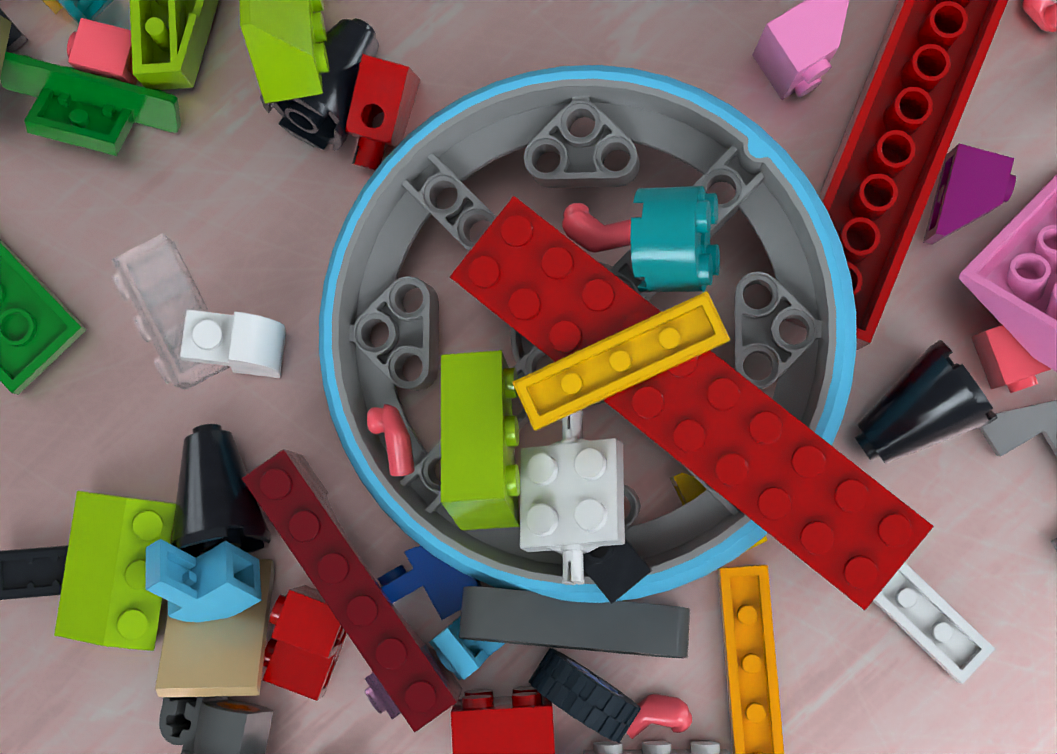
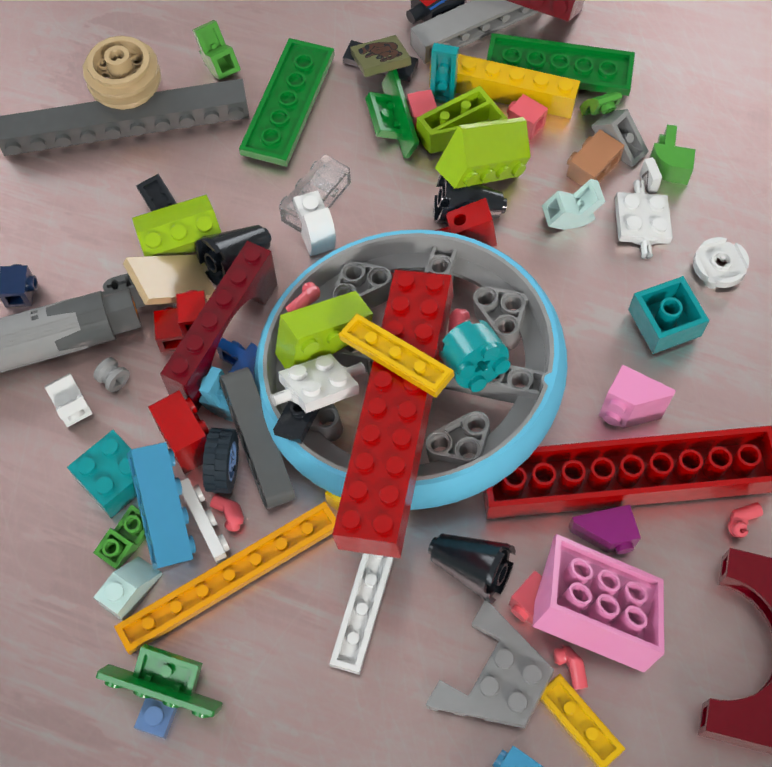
camera: 60 degrees right, 20 degrees down
(206, 586) = (186, 260): medium azure brick -> none

